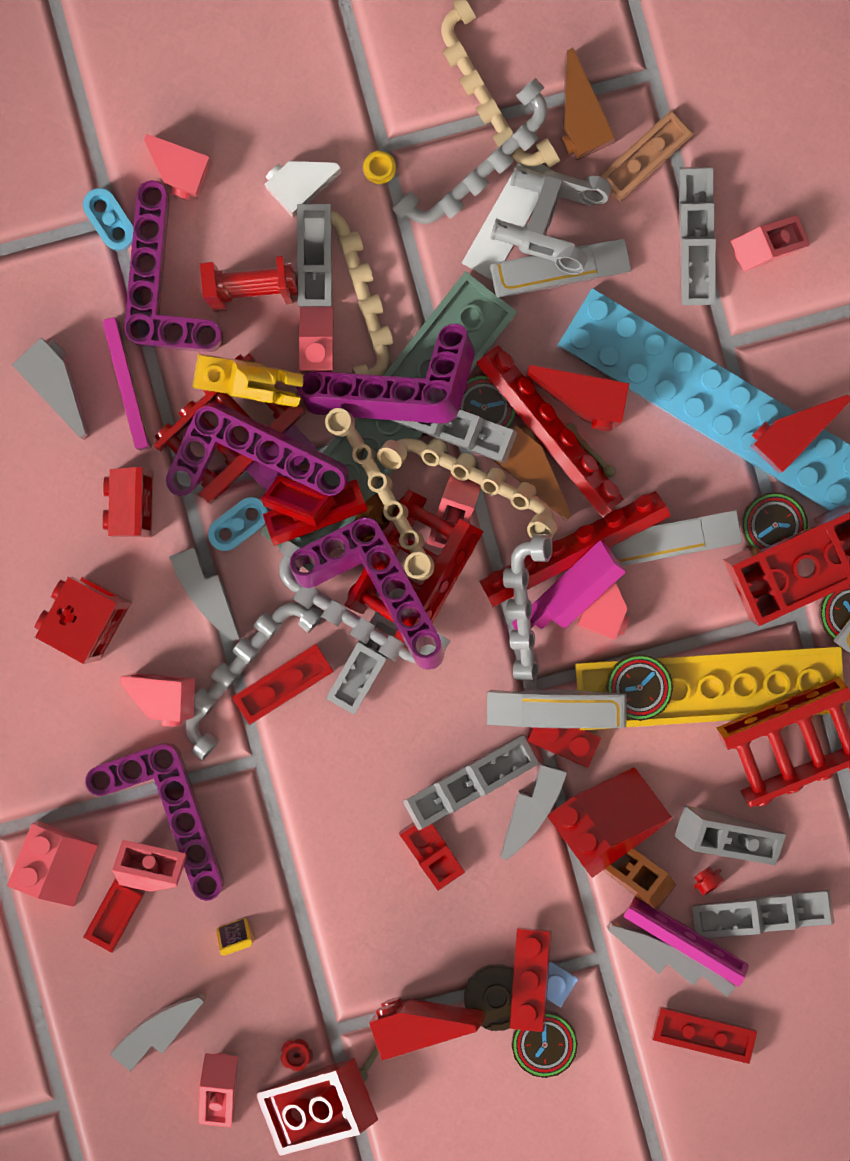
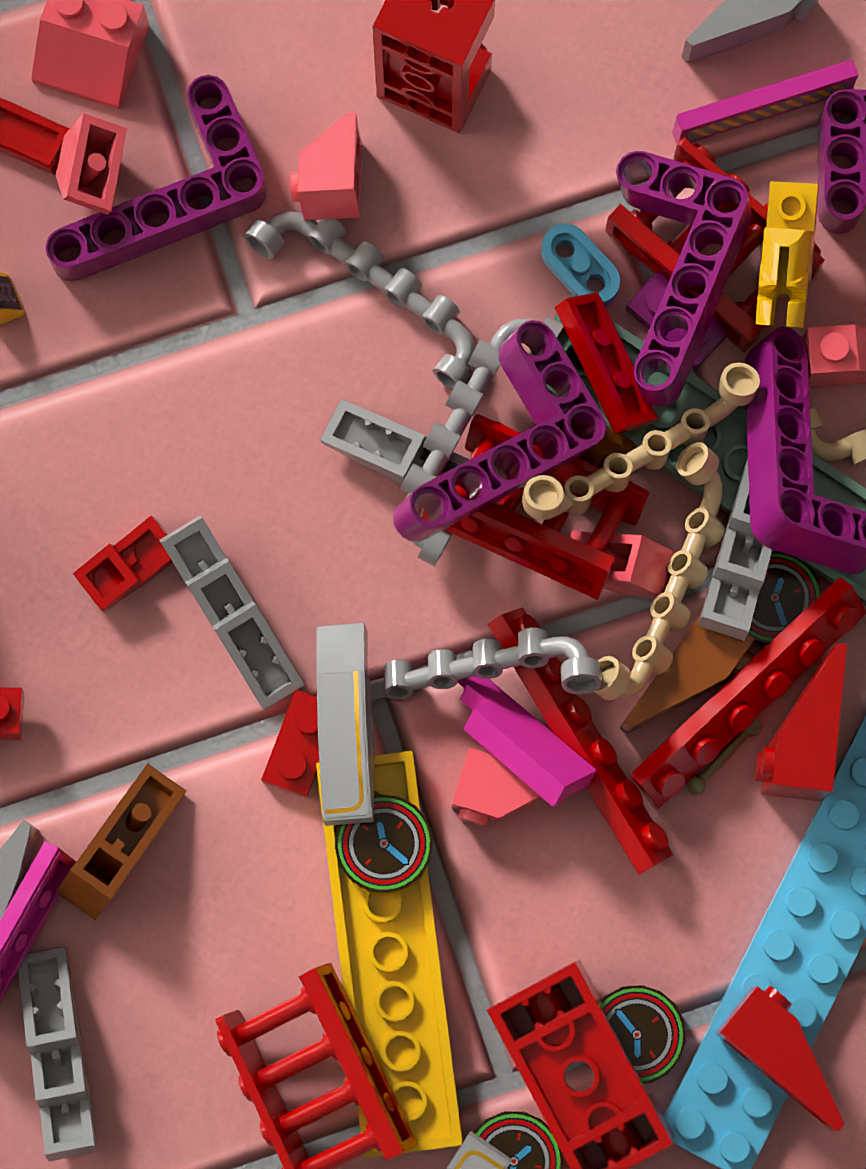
camera: 85 degrees right, 10 degrees down
(129, 502) = (601, 115): slope -> none
(205, 593) = (481, 226): light grey slope -> none
(282, 684) = (358, 340): red plate -> none
(297, 501) = (620, 336): red tile -> none
(532, 809) = (198, 702): light grey slope -> none
(609, 820) = (185, 811): red slope -> none
(679, 538) = (605, 888): light grey slope -> none
(708, 880) = (103, 968): red plate -> none
(728, 836) = (170, 993): light grey slope -> none

